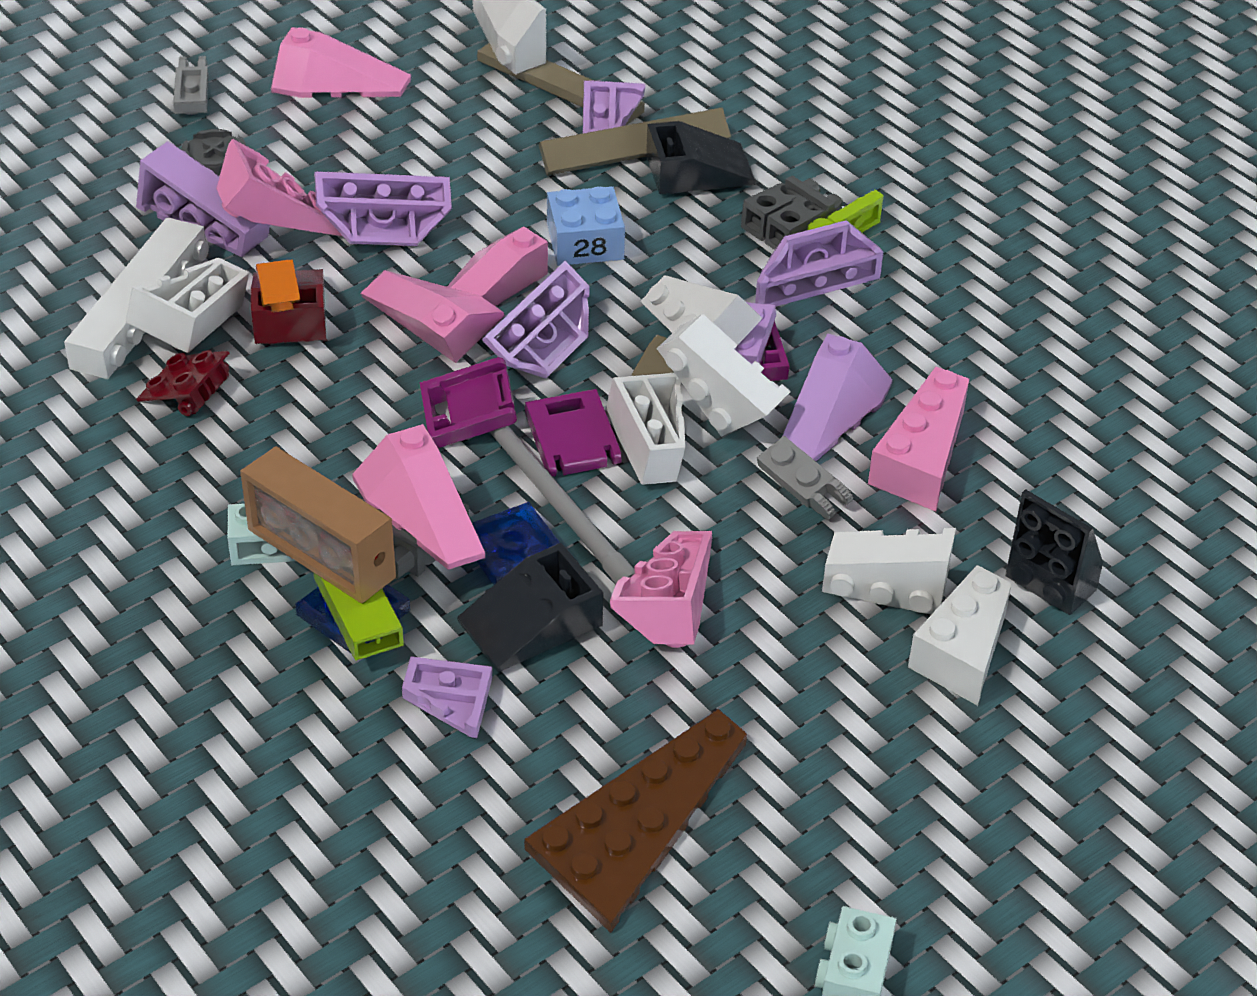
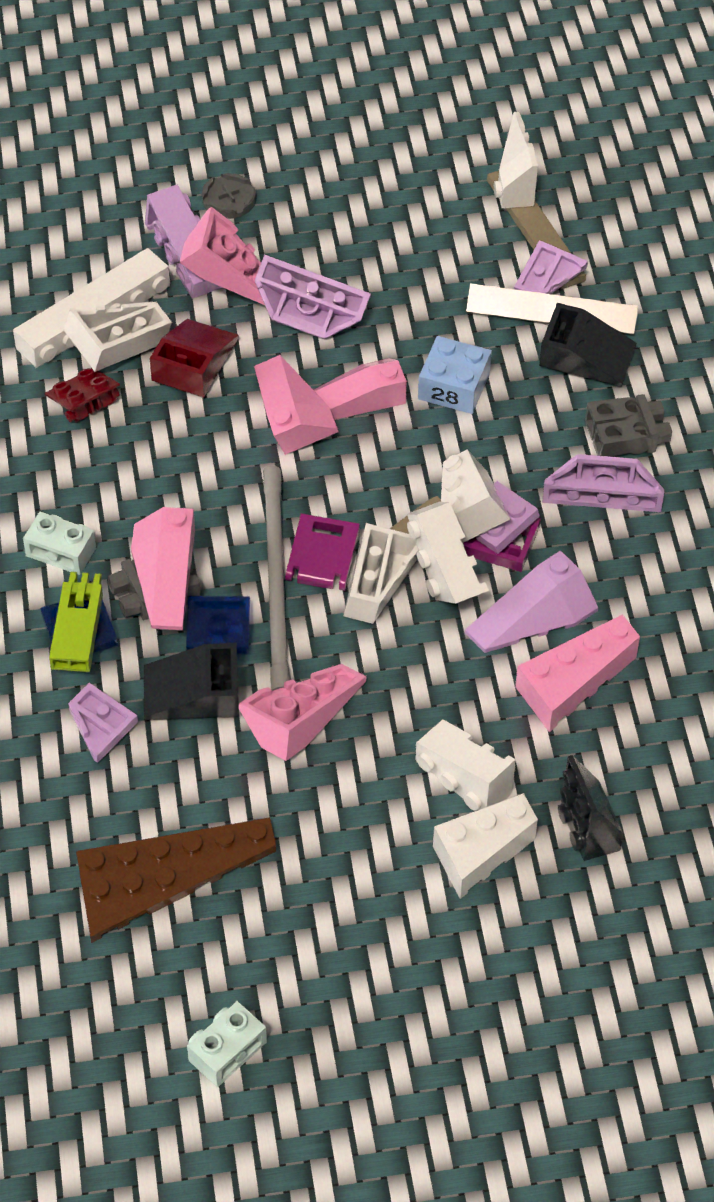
camera: 30 degrees right, 10 degrees up
(191, 87) = (248, 127): light grey hinge -> none
(278, 285) = (175, 344): orange slope -> none
(319, 524) = (70, 560): medium nougat brick -> none
(320, 63) = (357, 145): bright pink wedge -> none
(476, 399) = (268, 496): magenta container -> none
(544, 325) = (357, 453): lavender wedge -> none
(803, 477) = (465, 660): light grey hinge -> none
(861, 213) = (666, 452): lime hinge -> none

